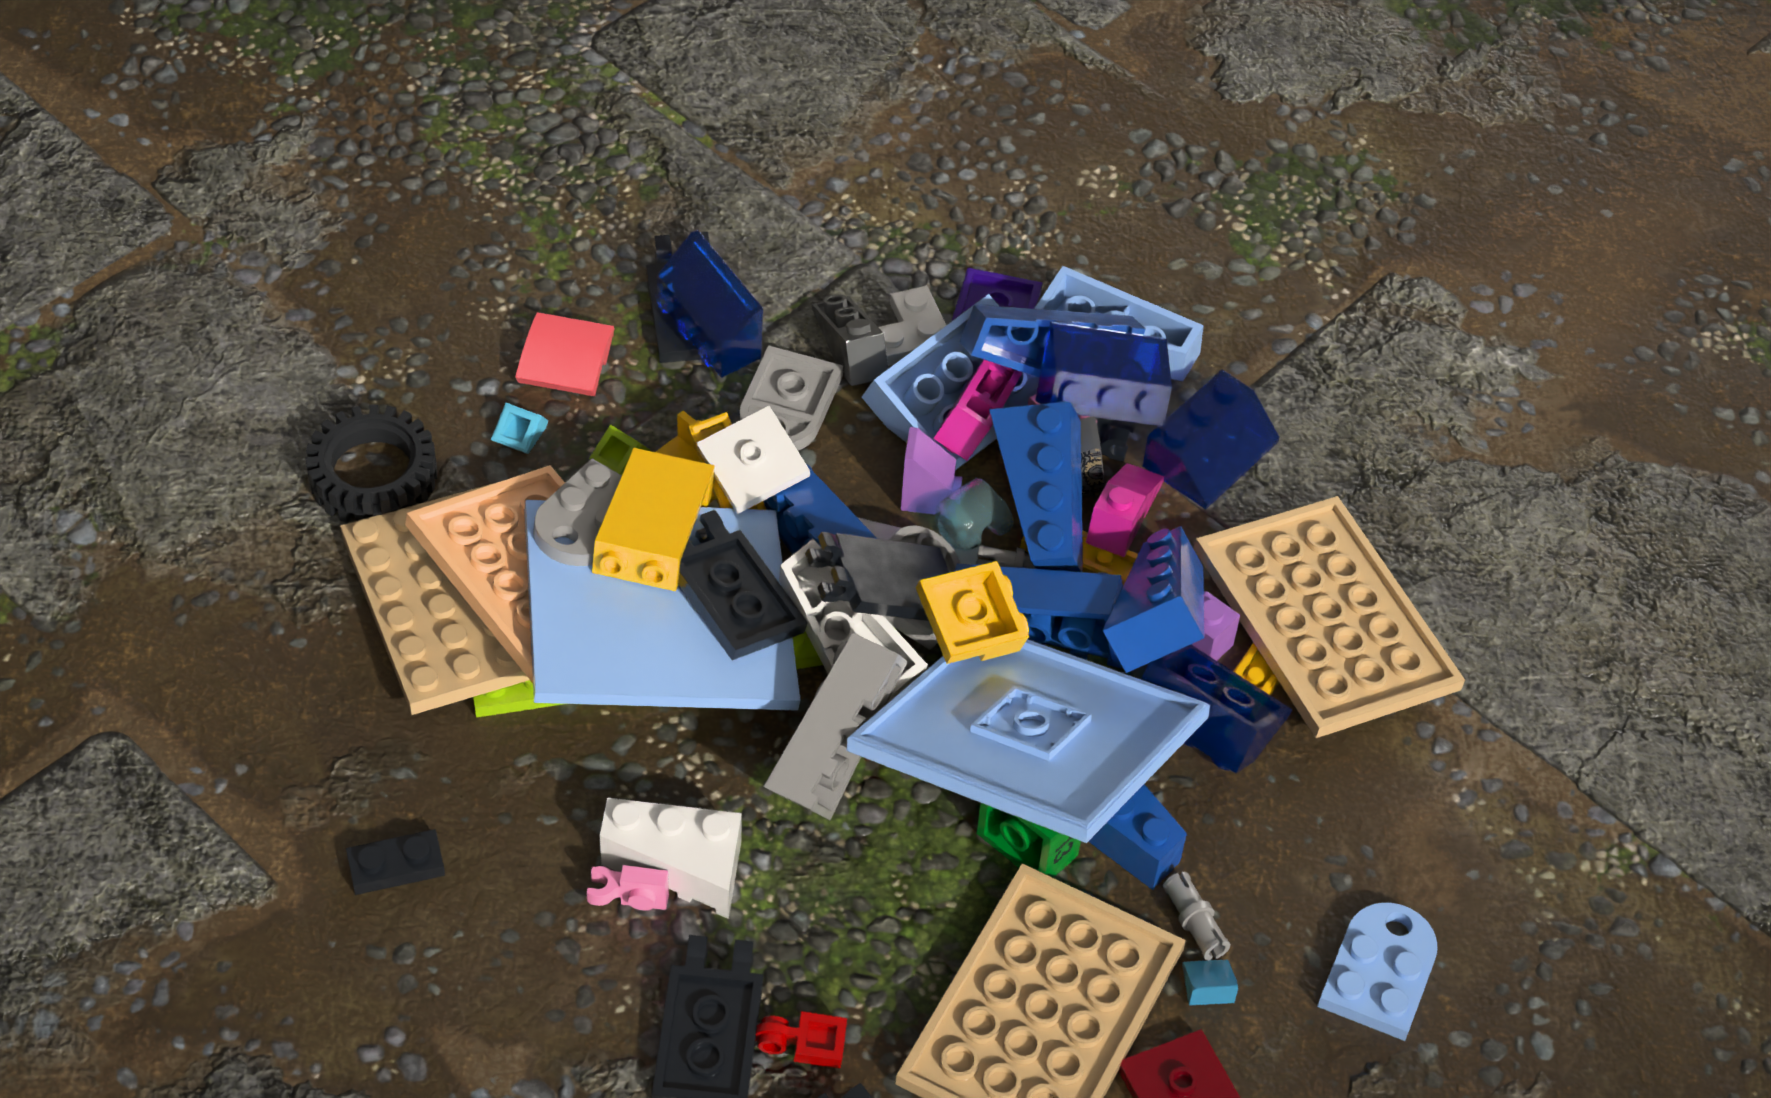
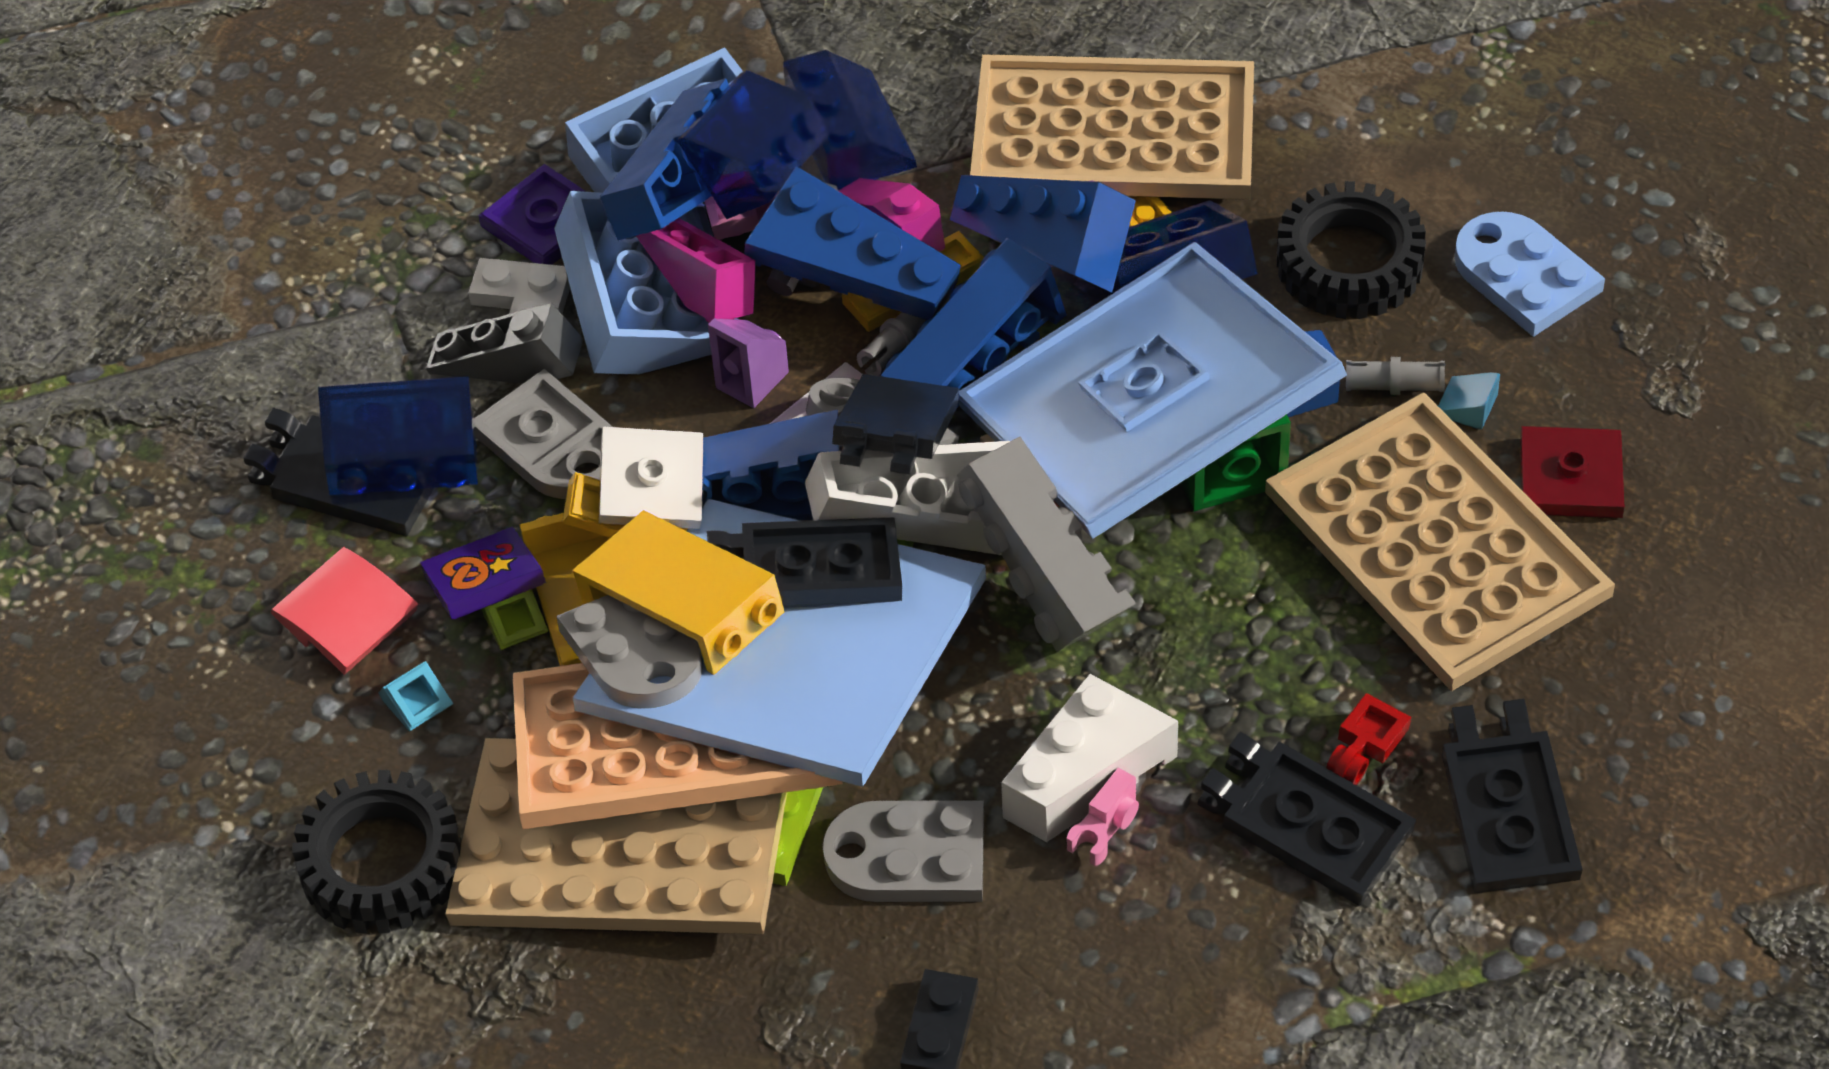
camera: 55 degrees left, 0 degrees up
(542, 783) = (909, 851): none -> light grey plate
(635, 413) = (482, 573): none -> dark purple tile
(968, 511) = (820, 339): clear light blue helmet -> none
(973, 613) = (980, 370): yellow plate -> none
(1296, 871) = (1344, 289): none -> black tyre

